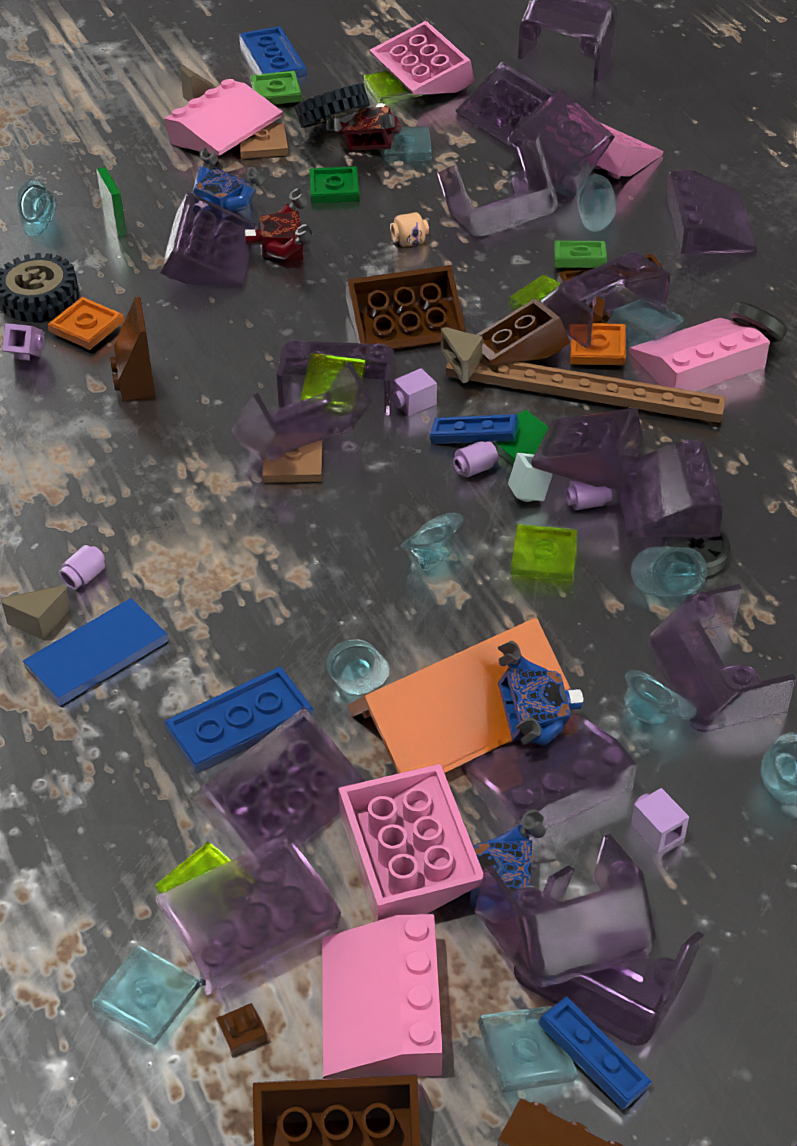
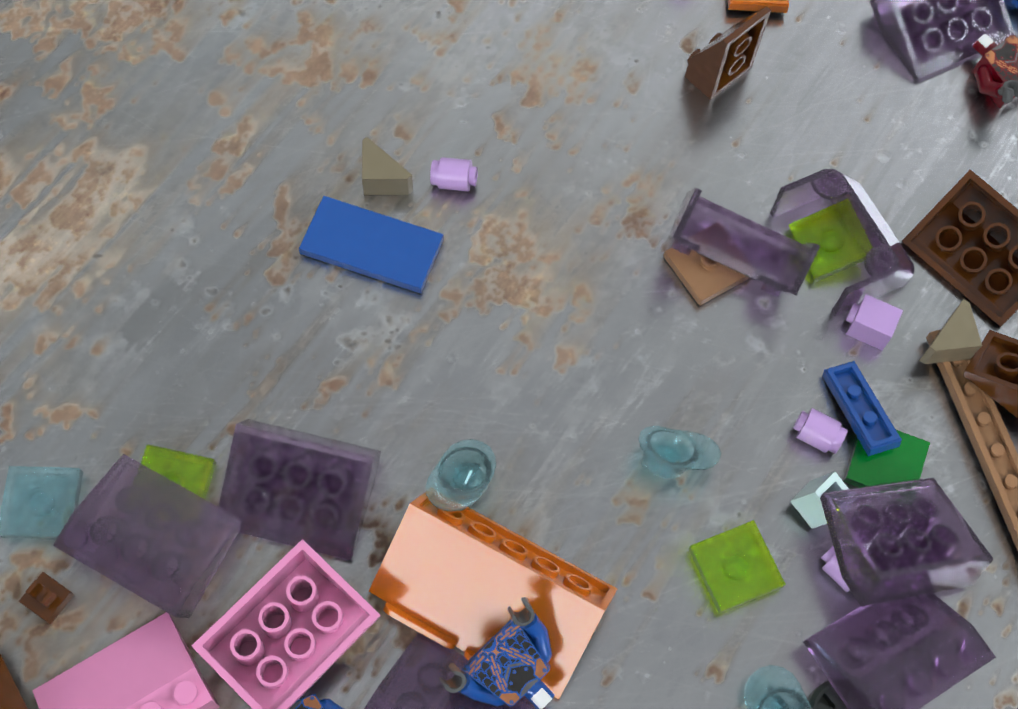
camera: 55 degrees right, 20 degrees up
(235, 719) = (365, 405): blue tile -> none

